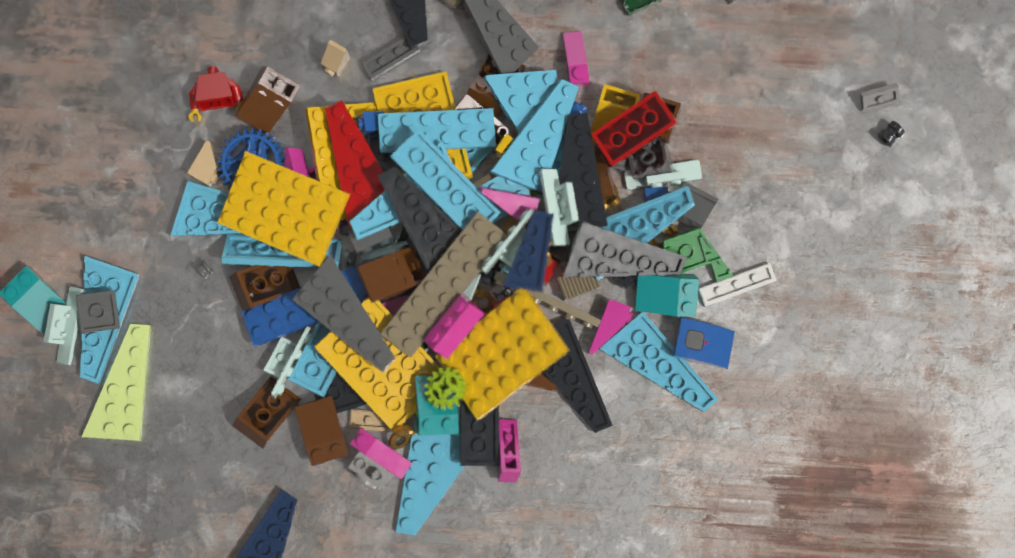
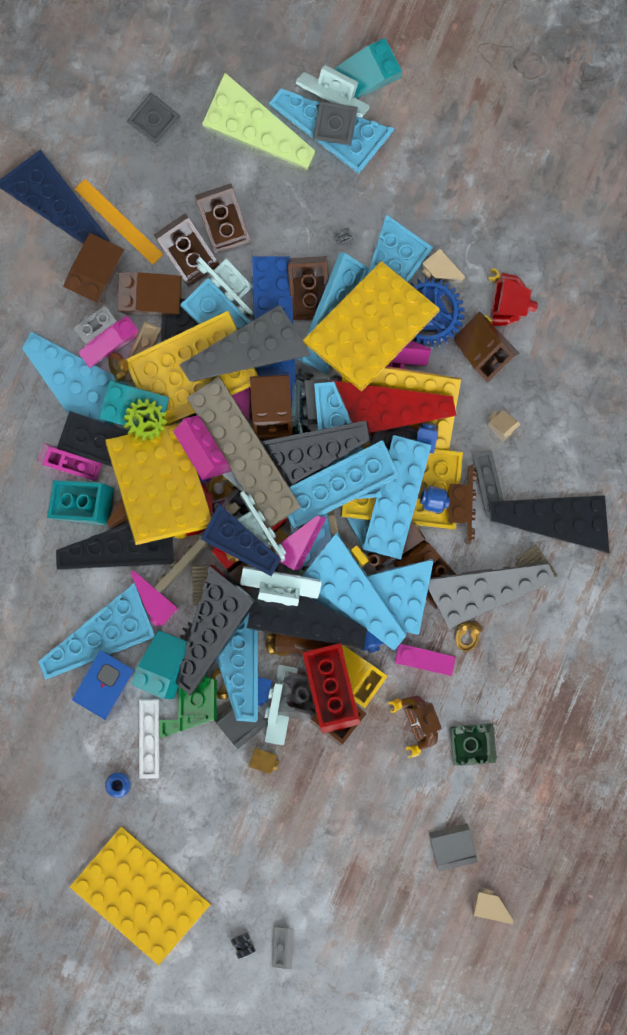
camera: 115 degrees right, 0 degrees up
(149, 489) = (153, 119): none -> dark grey tile
(224, 388) = (222, 218): none -> reddish brown slope
(260, 487) = (119, 222): none -> light orange sticker
(314, 492) = (94, 268): none -> reddish brown slope
(420, 73) = (461, 502): none -> reddish brown bracket
(426, 97) = (434, 499): none -> blue head
(531, 22) = (475, 628): none -> pearl gold piece
(542, 426) = (80, 502): none -> teal slope
(632, 41) = (422, 721): none -> reddish brown torso
(720, 172) = (264, 761): none -> pearl gold brick
(786, 301) = (111, 786): none -> blue head
(881, 243) = (140, 895): none -> yellow plate

